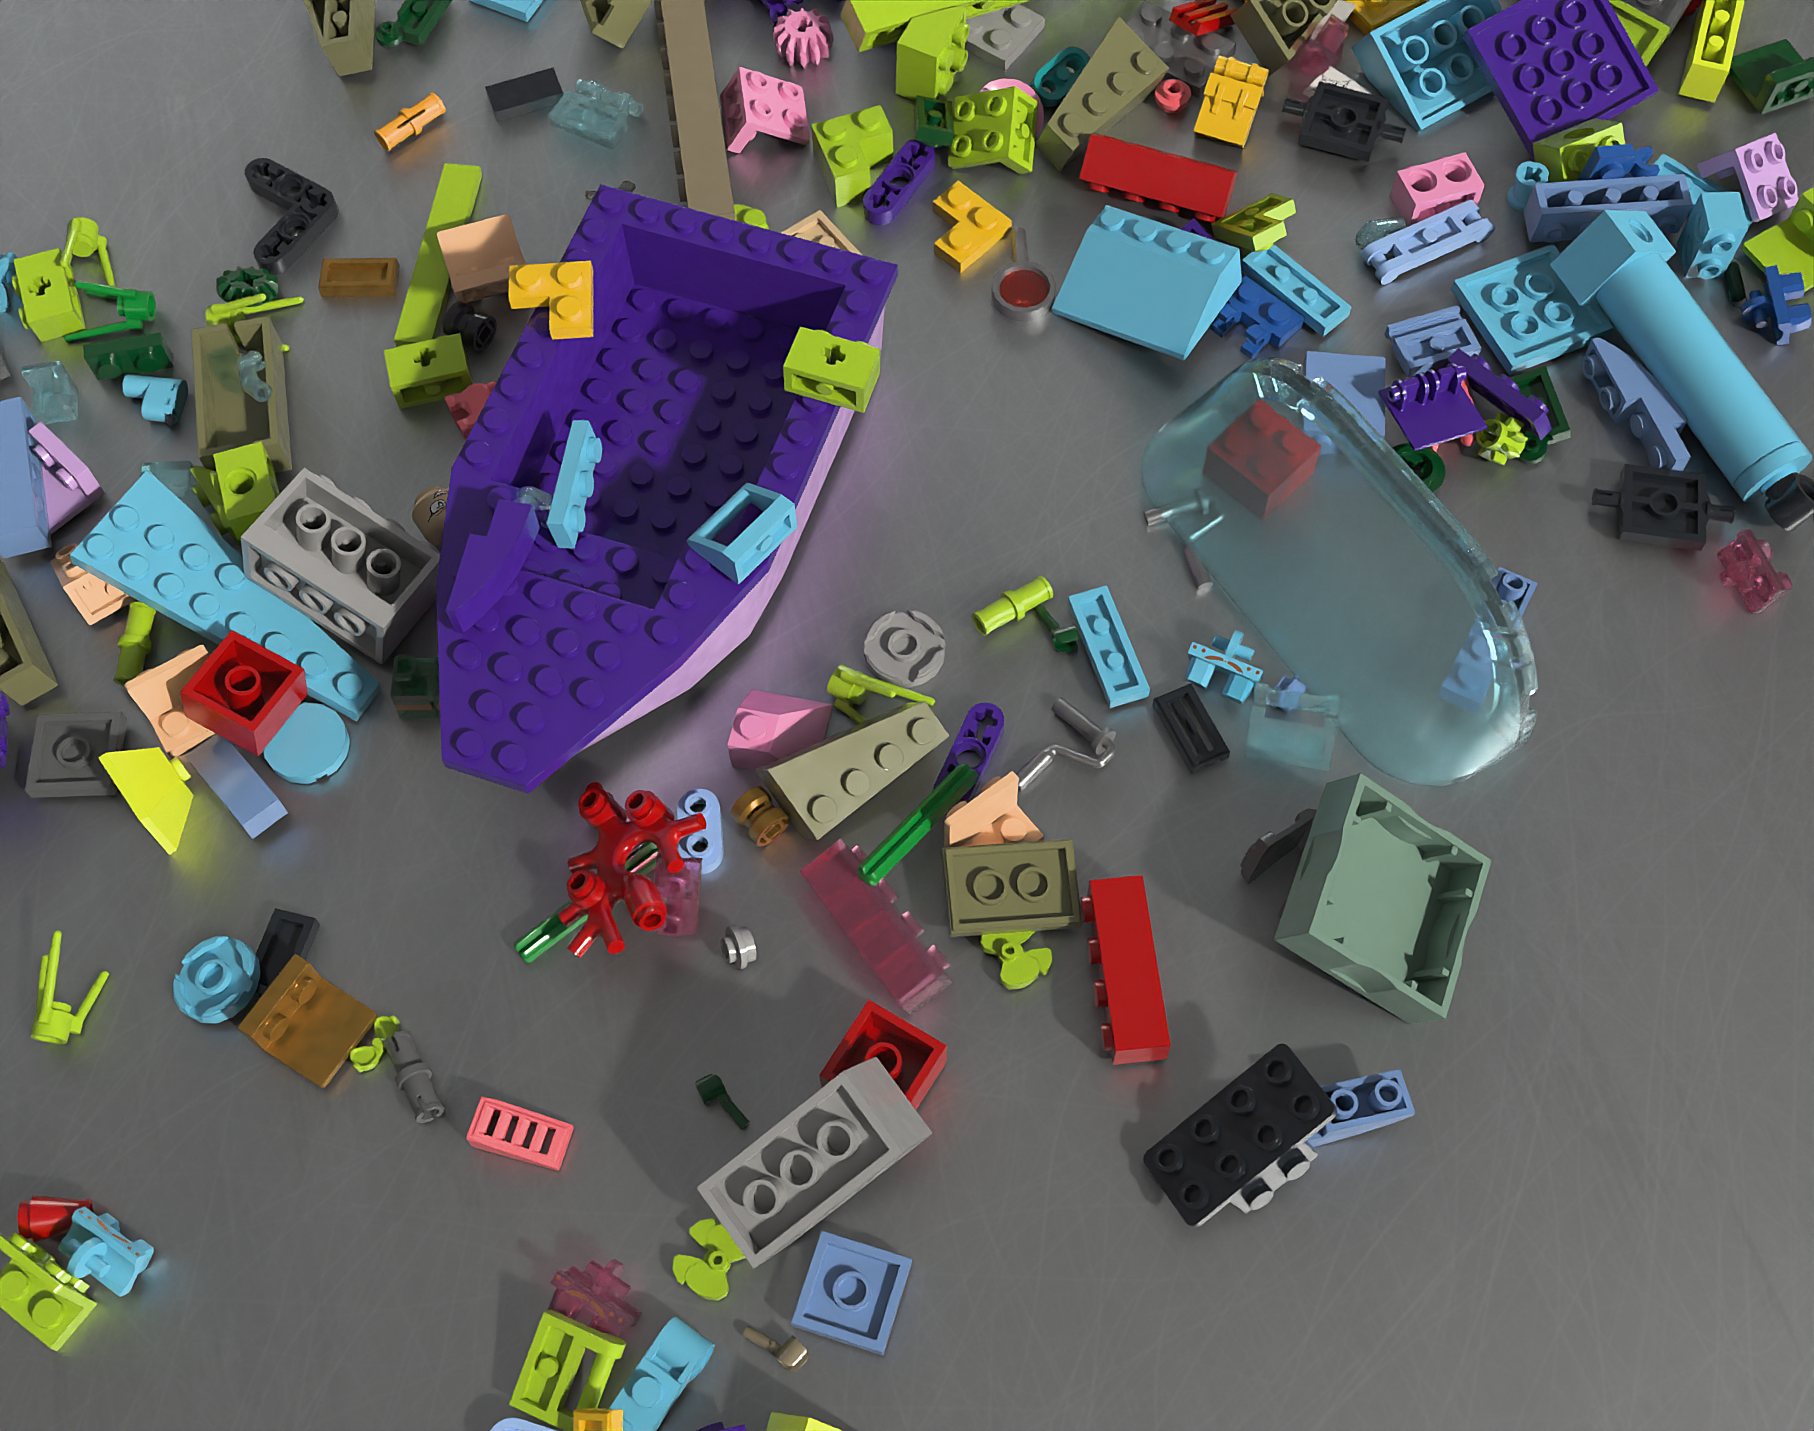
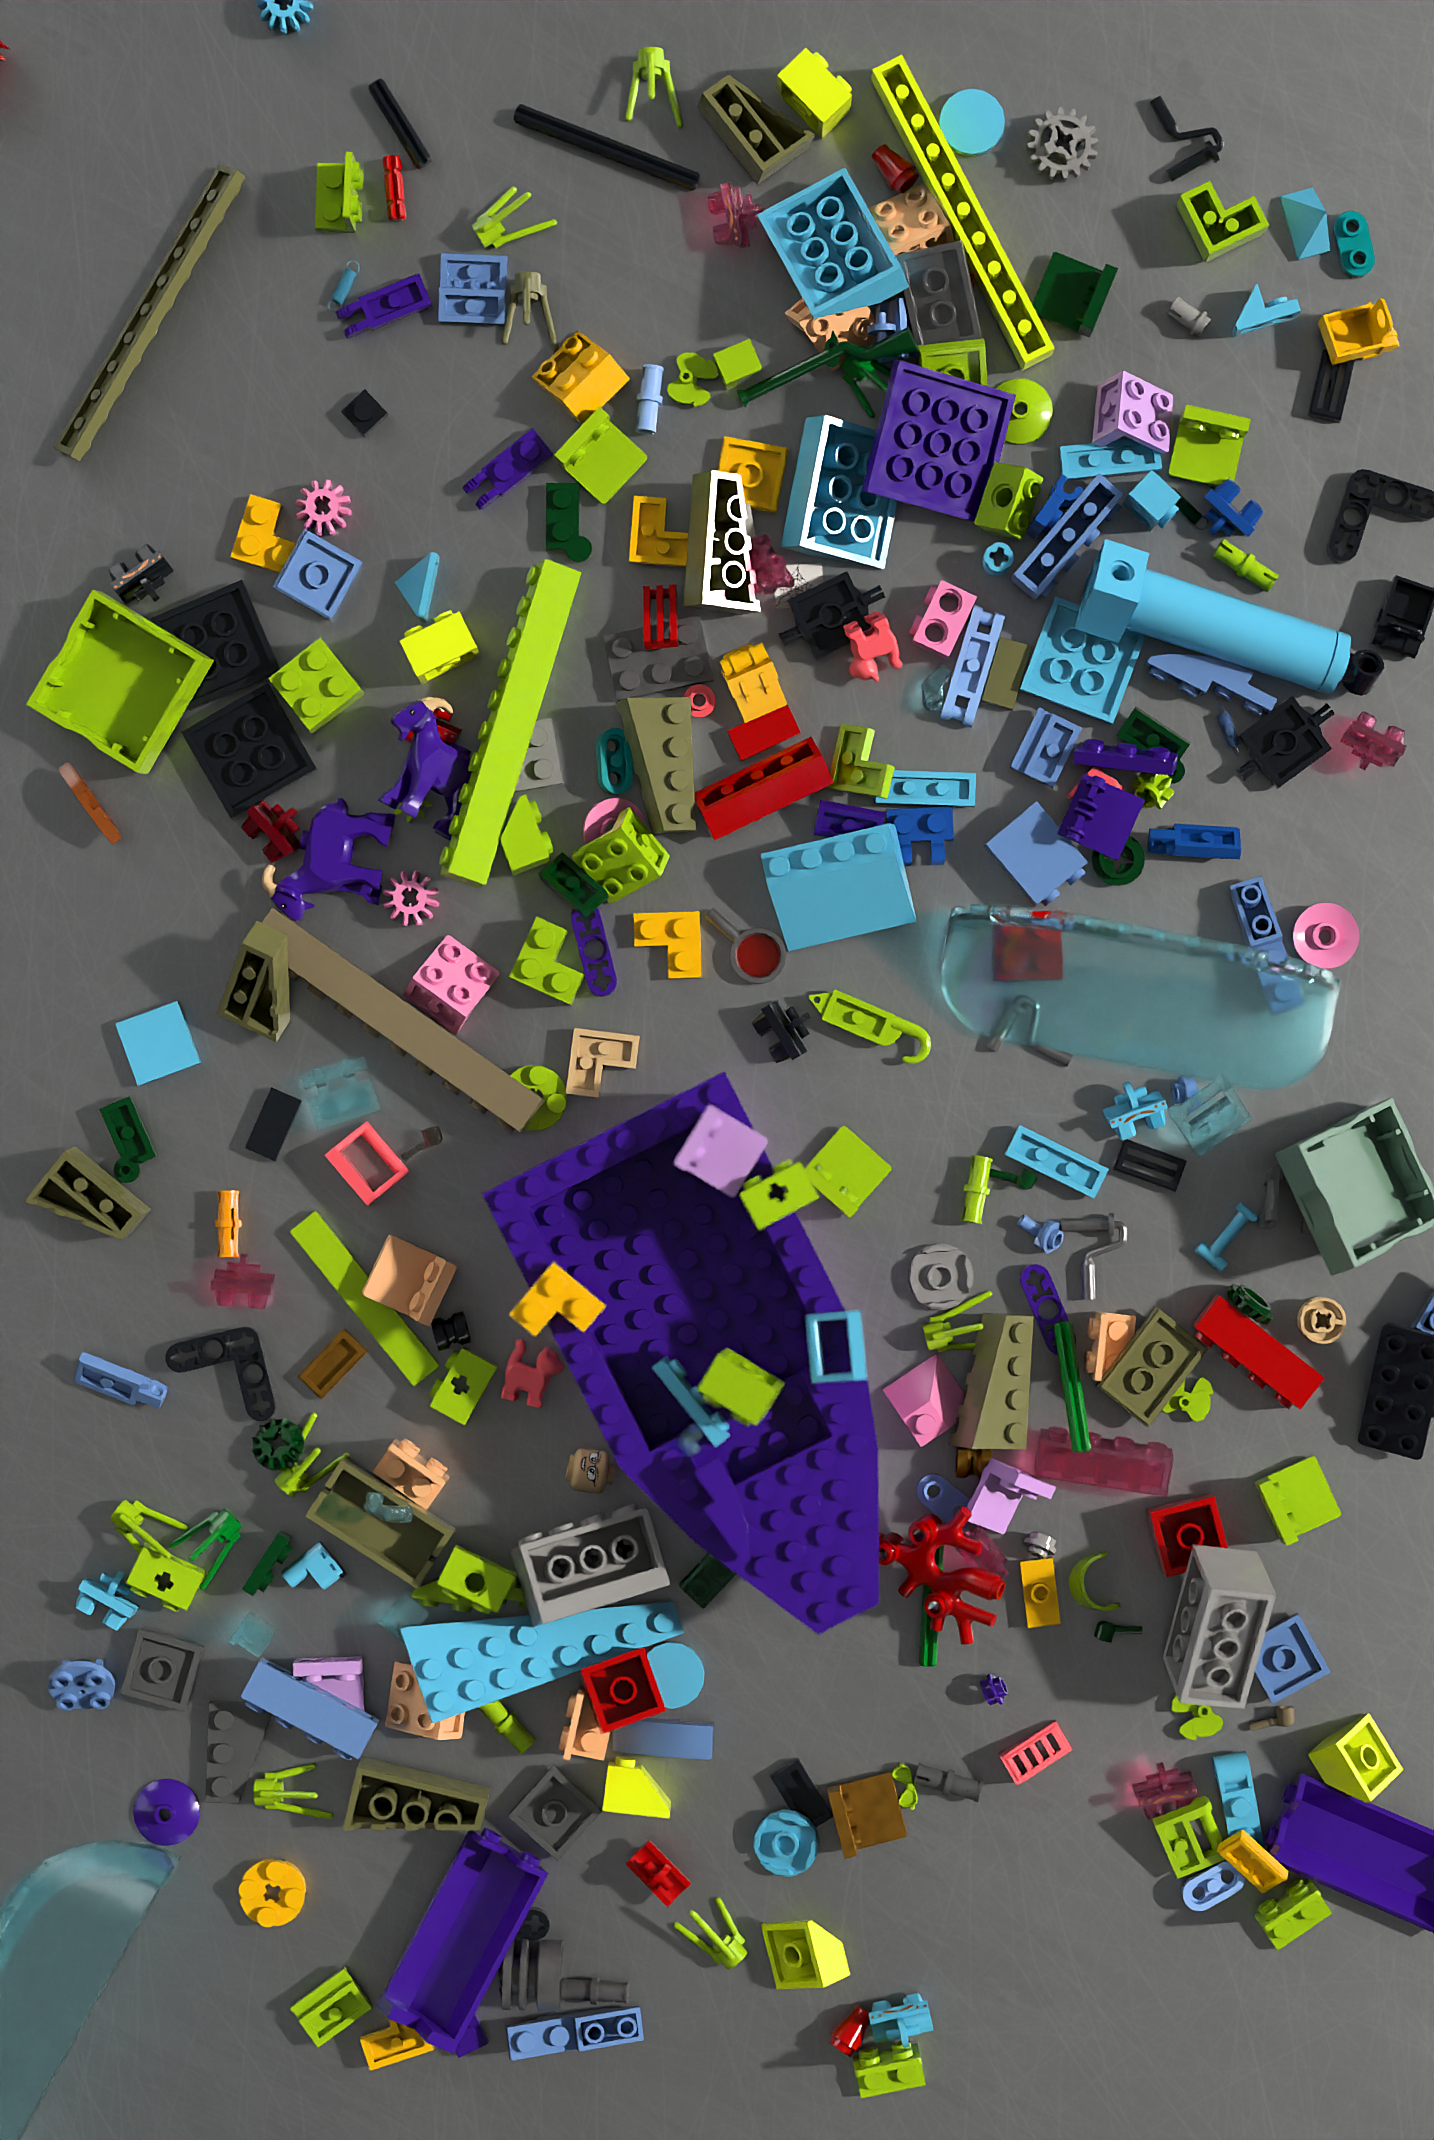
camera: 50 degrees left, 25 degrees up
(83, 886) = (658, 1873): none -> red hips
(107, 1096) = (804, 1955): none -> neon yellow slope
(200, 148) = (118, 1382): none -> medium blue hinge
(312, 393) = (412, 1473): none -> light nougat bracket
(378, 152) = (242, 1278): none -> clear pink hips
(540, 145) = (352, 1175): none -> coral tile
(550, 1032) = (993, 1689): none -> dark purple plate
(622, 492) = (740, 1387): none -> lime brick
(691, 992) = (1039, 1592): none -> yellow plate
(722, 1033) = (1076, 1584): none -> lime helmet
(750, 860) = (1000, 1494): none -> lavender bracket
(823, 288) = (721, 1151): none -> lavender bracket
(914, 493) = (846, 1171): none -> lime bracket
(988, 351) = (788, 1028): none -> black hips
(1024, 1148) = (1297, 1499): none -> lime bracket
(1034, 698) = (1047, 1237): none -> medium blue plate
(1062, 406) = (870, 1022): none -> lime plate
(1165, 918) = (1250, 1303): none -> dark green gear
(1173, 854) = (1213, 1254): none -> medium azure piece
(1203, 148) = (763, 732): none -> red tile
(1220, 1004) = (1321, 1320): none -> tan wheel
(1358, 151) = (871, 644): none -> coral animal
(1438, 273) = (1006, 673): none -> olive tile
(1497, 509) = (1196, 841): none -> blue hinge
(1569, 675) = (1342, 931): none -> bright pink dish
(1615, 461) = (1228, 729): none -> medium blue piece
(1652, 123) = (1035, 422): none -> lime dish
(1753, 352) = (1245, 565): none -> lime pin

